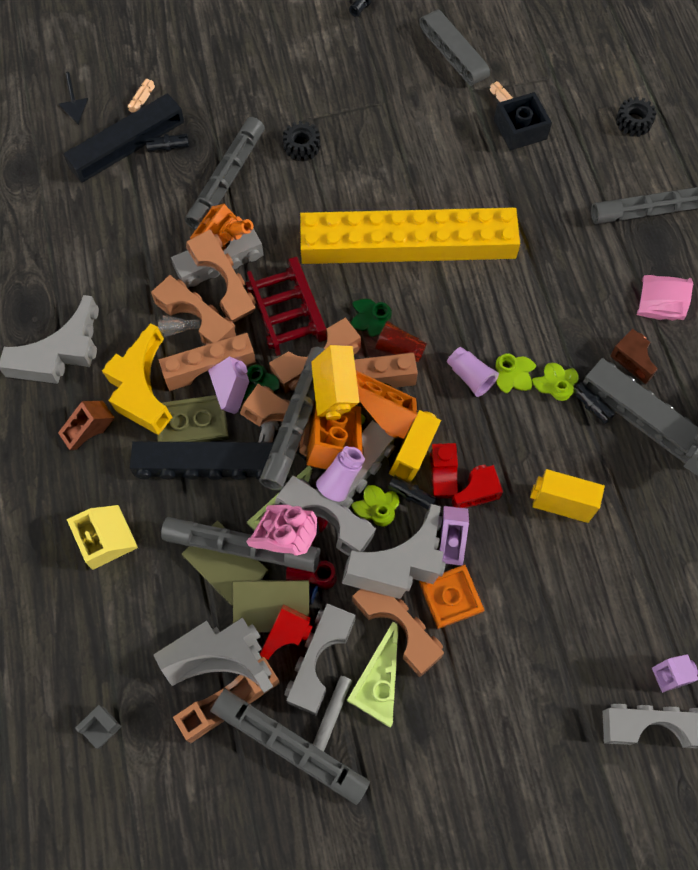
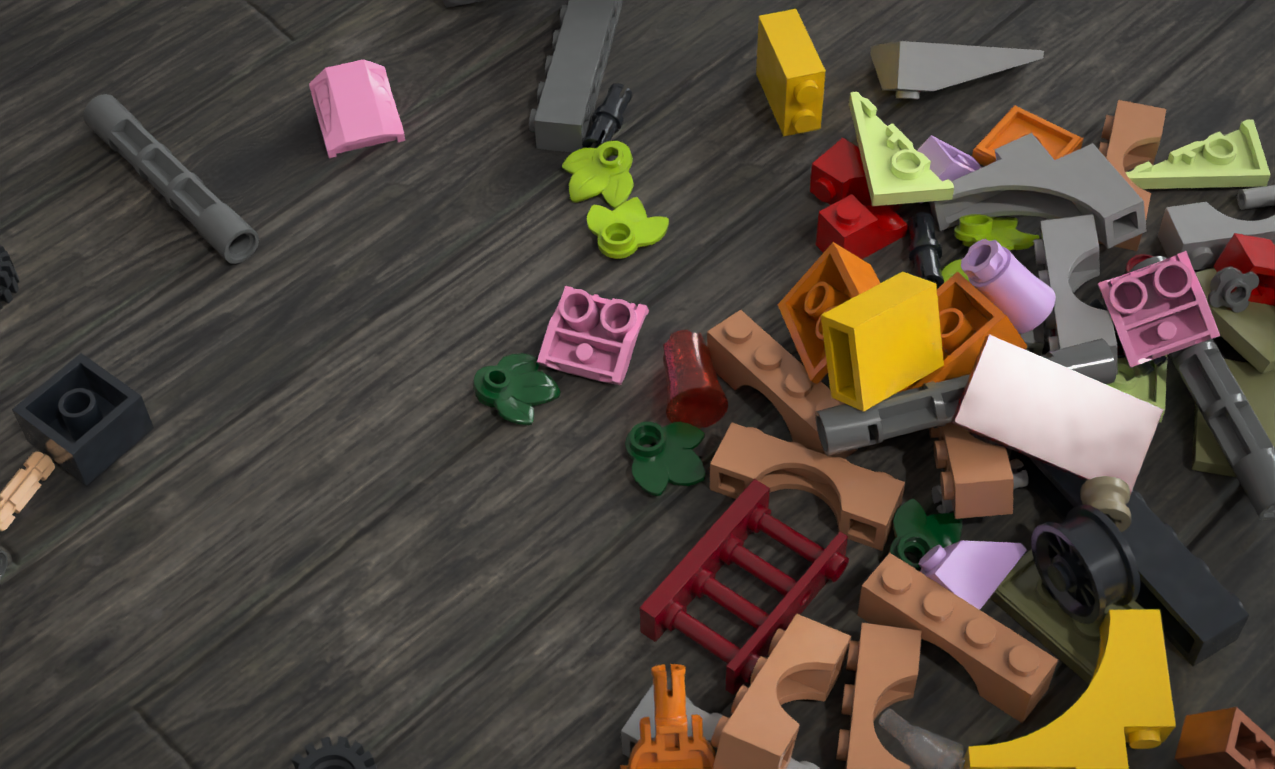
camera: 120 degrees left, 15 degrees down
(191, 413) = (1085, 563): none -> black wheel
(210, 441) = (1109, 497): none -> dark tan wheel
(257, 441) = (1055, 414): none -> tile
(280, 594) = (1225, 281): none -> dark grey plate
(396, 529) = (978, 227): none -> lime plate
(409, 235) = (471, 485): yellow brick -> none
(415, 446) = (884, 239): yellow brick -> none
(445, 283) = (515, 387): none -> dark green plate
(453, 321) = (592, 336): none -> bright pink slope
(463, 493) = (891, 163): none -> yellowish green wing
(472, 371) = (669, 263): lavender plant -> none
(536, 585) = (933, 66): none -> light grey wedge
(633, 355) = (489, 104): copper arch -> none

